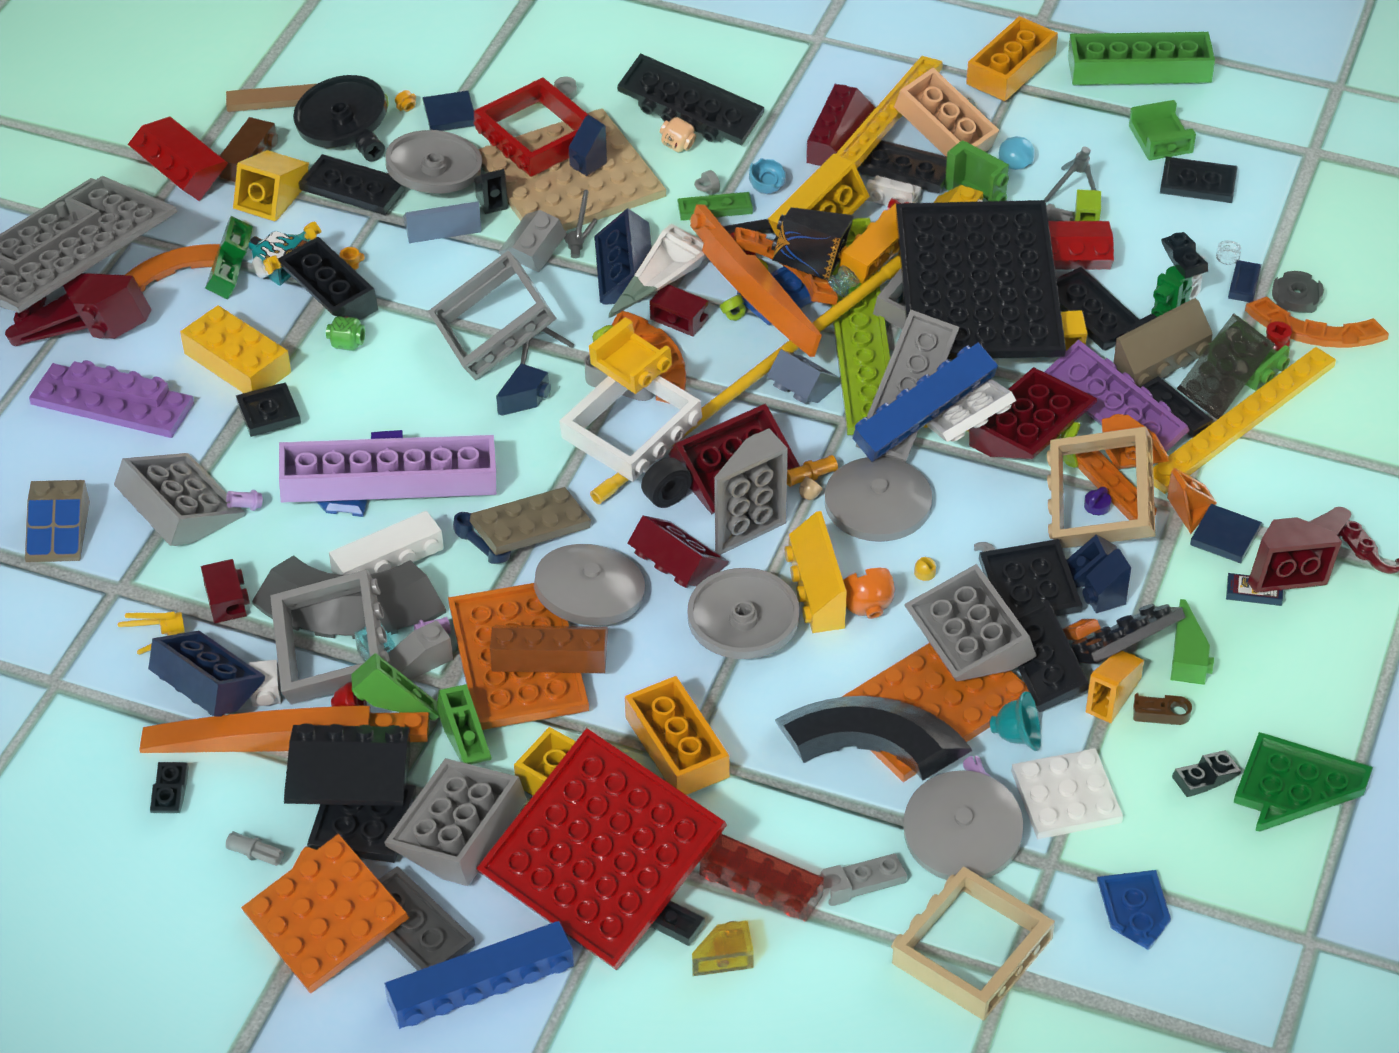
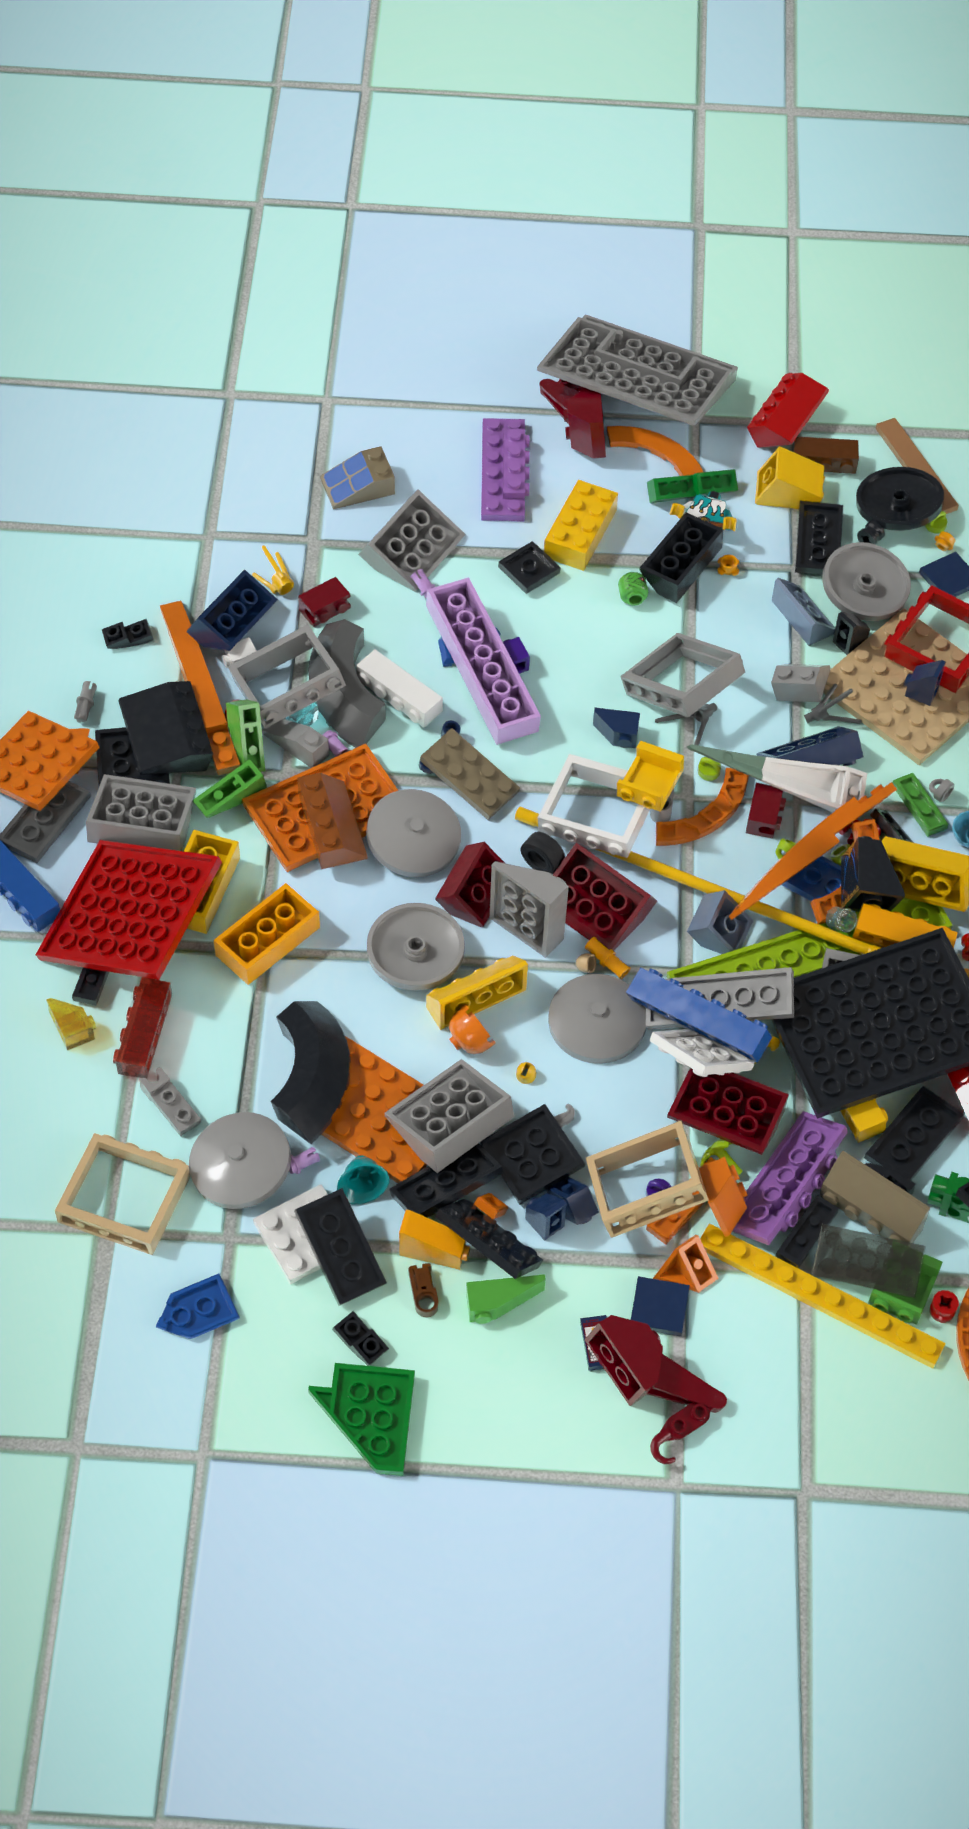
camera: 70 degrees right, 10 degrees up
(1103, 755) = (340, 1247): none -> black plate

